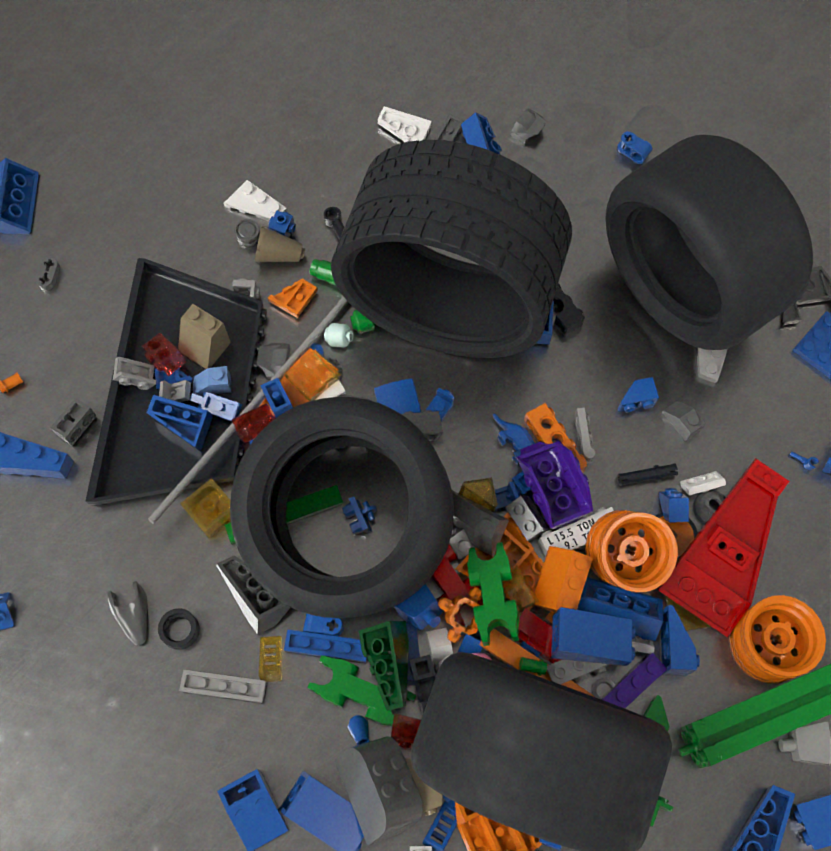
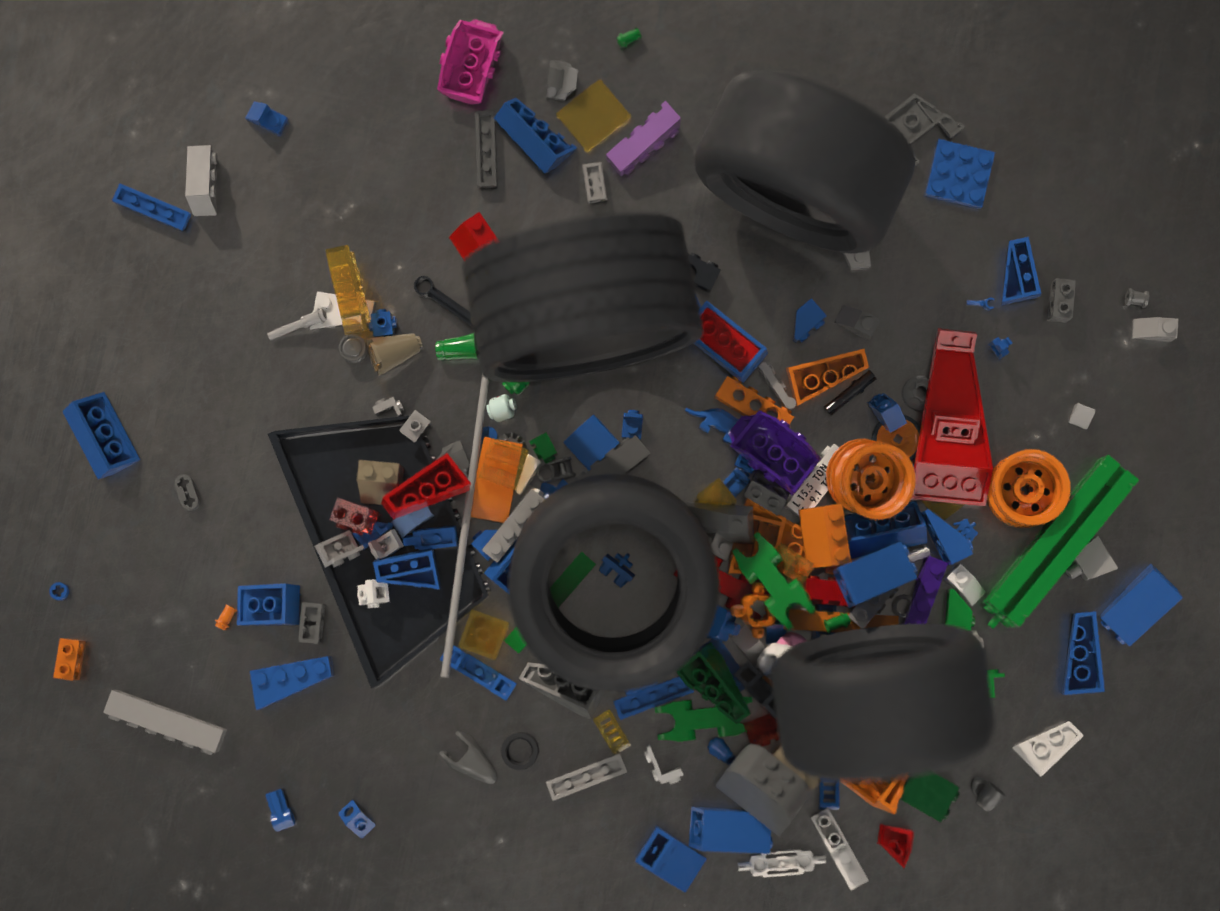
camera: 25 degrees left, 15 degrees up
(50, 390) = (268, 605): none -> blue slope
(138, 423) = (373, 593): none -> white brick
(163, 66) = (151, 207): none -> blue plate
(186, 539) = (481, 673): none -> blue slope
(209, 64) = (201, 180): none -> light grey wedge
(234, 356) = (429, 486): none -> red wedge
(236, 194) = (318, 316): none -> light grey pin
(252, 422) = (482, 539): clear red bracket -> none
(258, 310) = (415, 426): none -> light grey bracket
(268, 183) = (348, 289): none -> clear yellow brick
(276, 397) = (488, 505): blue slope -> none
(288, 49) = (267, 118): none -> blue slope
(295, 297) = (437, 391): orange wing -> none
(300, 729) = (671, 776): none -> white bracket
(355, 382) = (544, 448): none -> green brick
(404, 125) = (438, 147): white wing -> none
(462, 76) = (469, 60): none -> dark pink slope
(544, 160) = (593, 115): none -> clear yellow piece
(558, 375) = (729, 343): none -> red brick
(584, 191) = (644, 140): none -> medium lavender wedge
(602, 121) = (628, 37): none -> green pin
(631, 444) = (820, 375): none -> orange wedge
(635, 149) = (679, 52): blue piece -> none
(674, 700) = (965, 584): none -> white slope
(700, 650) = (967, 529): none -> blue piece
(702, 483) = (902, 375): white plate -> none
(805, 503) = (1000, 347): none -> blue plate

